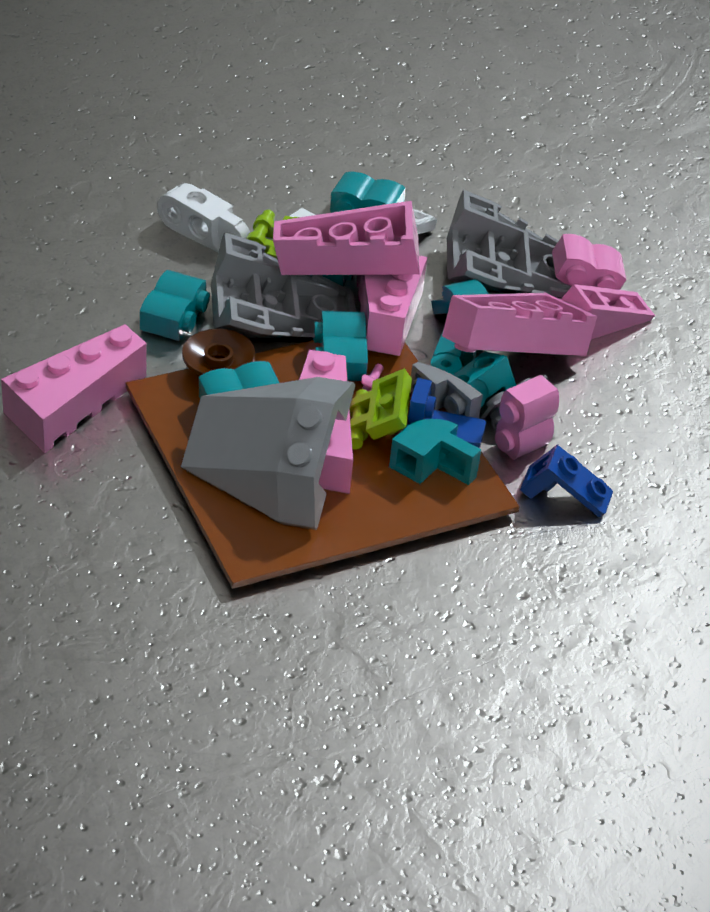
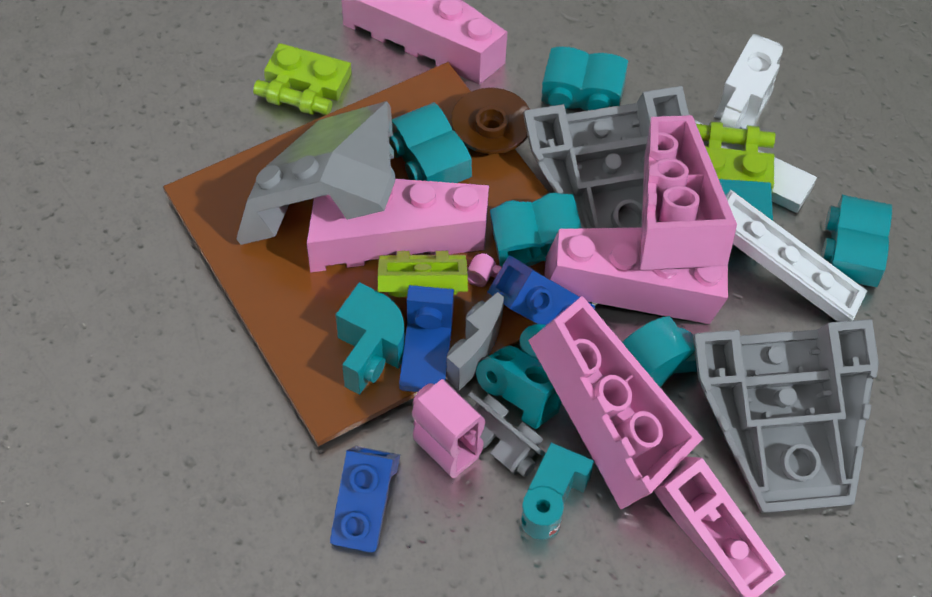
camera: 85 degrees right, 15 degrees up
(107, 477) = (304, 71): none -> lime plate
(403, 354) = (531, 292): none -> blue bracket
(576, 389) = (550, 488): none -> teal leg
(587, 263) = (803, 501): bright pink brick -> none

